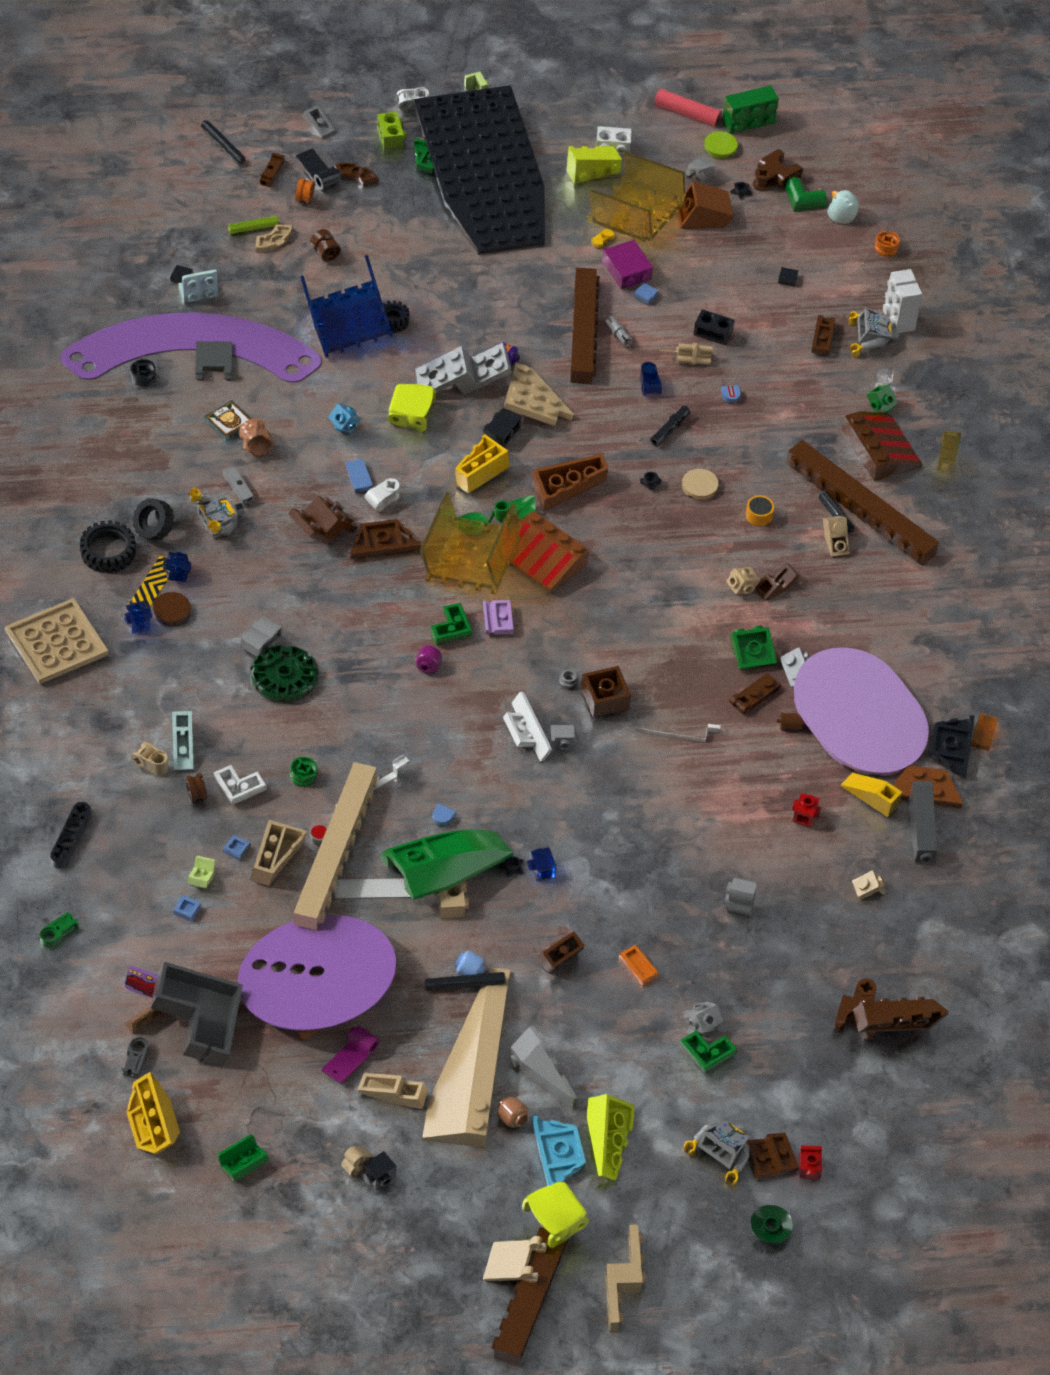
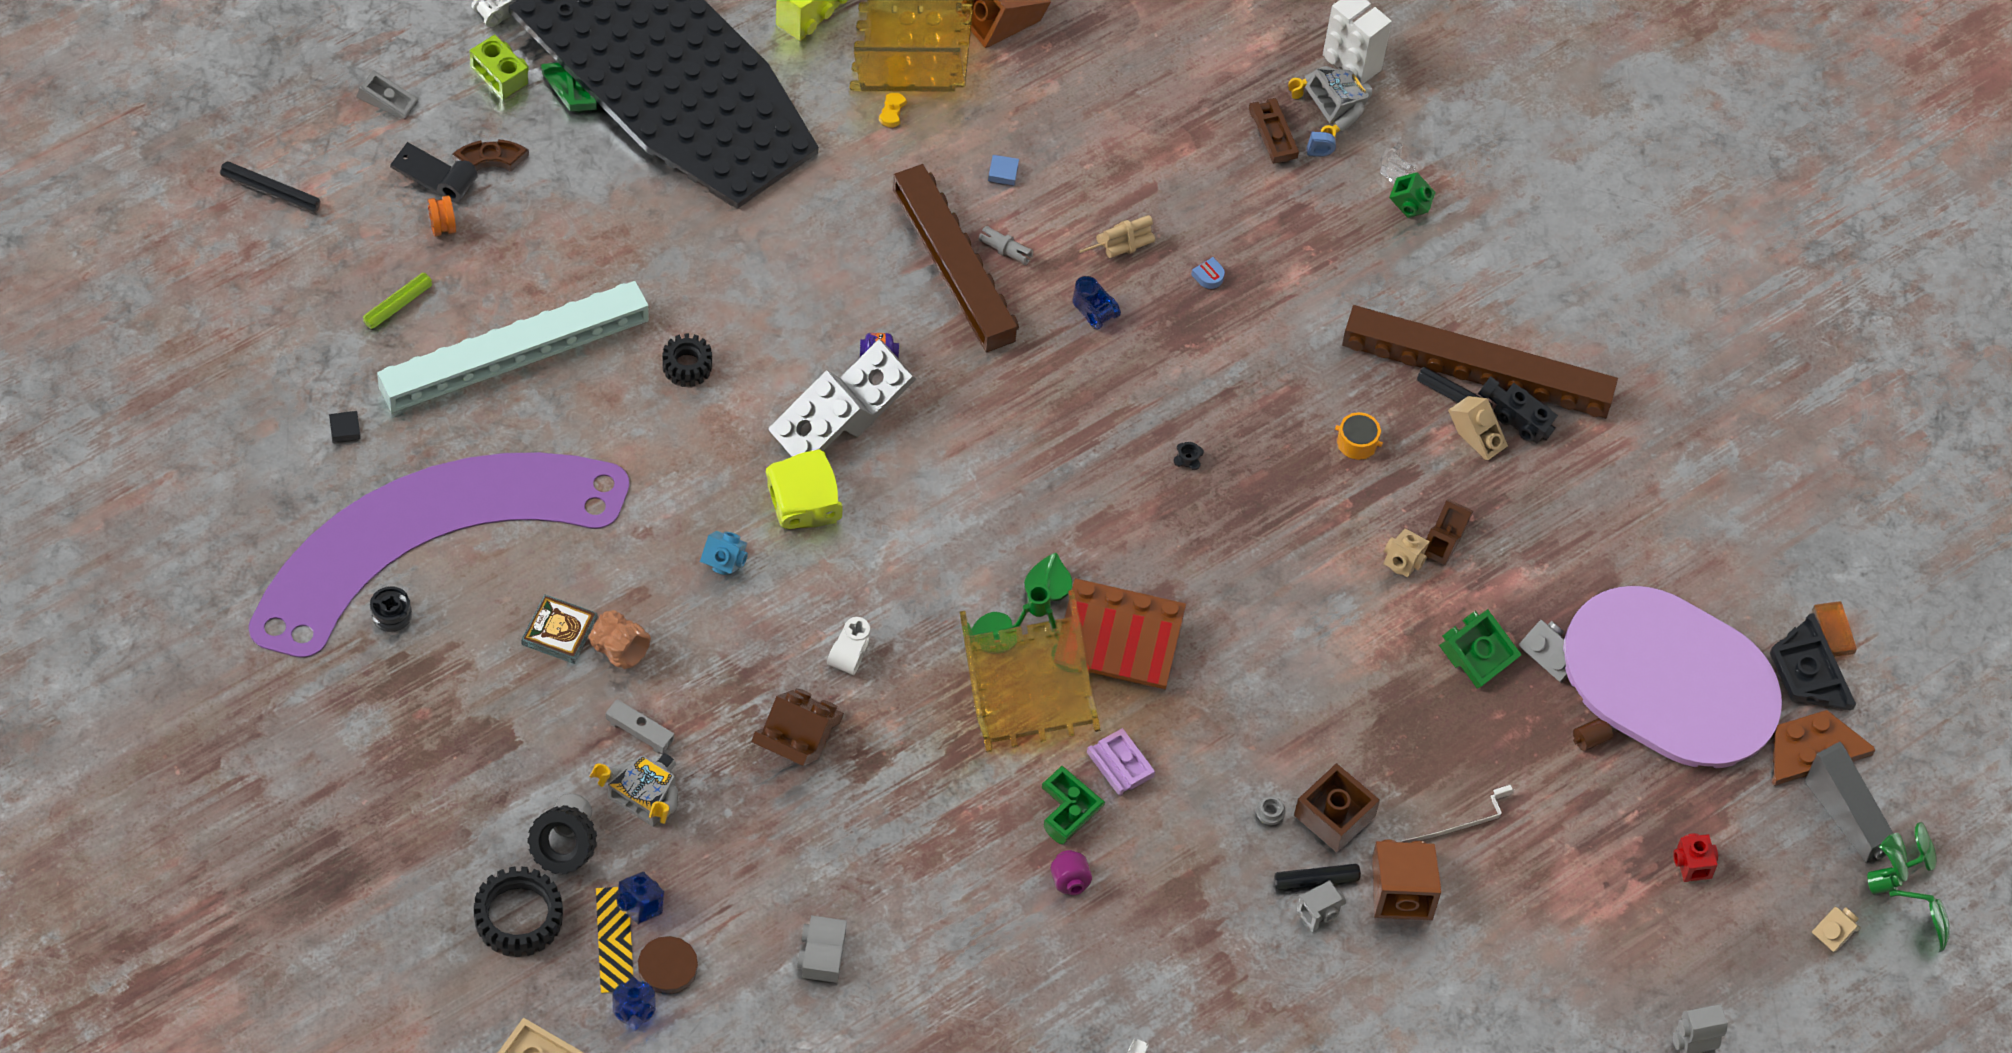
camera: 30 degrees left, 5 degrees up
(199, 286) = (386, 436): light aqua bracket -> none
(214, 356) = (473, 536): dark grey flag -> none
(272, 169) = (368, 209): reddish brown piece -> none
(274, 239) = (440, 311): tan tile -> none
(284, 682) = (888, 1006): dark green plate -> none
(289, 269) = (512, 346): none -> light aqua brick
(325, 245) = (526, 291): reddish brown wheel -> none
(349, 316) = (634, 385): clear blue windscreen -> none
(358, 475) = (795, 631): medium blue tile -> none
(383, 539) = (892, 715): reddish brown wing -> none
(481, 464) = (957, 537): yellow wedge -> none
(503, 426) = (946, 467): black brick -> none
(526, 728) = (1266, 913): white bracket -> none
(533, 397) = (959, 402): tan wing -> none
(567, 479) = (1082, 509): dark orange wedge -> none
(579, 726) = (1317, 876): none -> black axle
(620, 746) = (1405, 880): none -> dark orange slope
(627, 264) = (954, 137): magenta brick -> none
(674, 421) = (1165, 350): black pin -> none
(700, 484) = (1255, 430): tan tile -> none
(714, 327) = (1128, 183): black brick -> none
(755, 693) = (1520, 713): reddish brown plate -> none
(788, 276) = (1173, 61): black tile -> none
(846, 352) = (1321, 144): none -> medium blue tile
(868, 536) = (1520, 410): none -> black brick
(874, 792) = (1760, 788): yellow slope -> none
(879, 444) = (1447, 264): reddish brown slope -> none
(922, 852) = (1891, 878): none -> green plant
(948, 447) = (1542, 233): clear yellow panel -> none

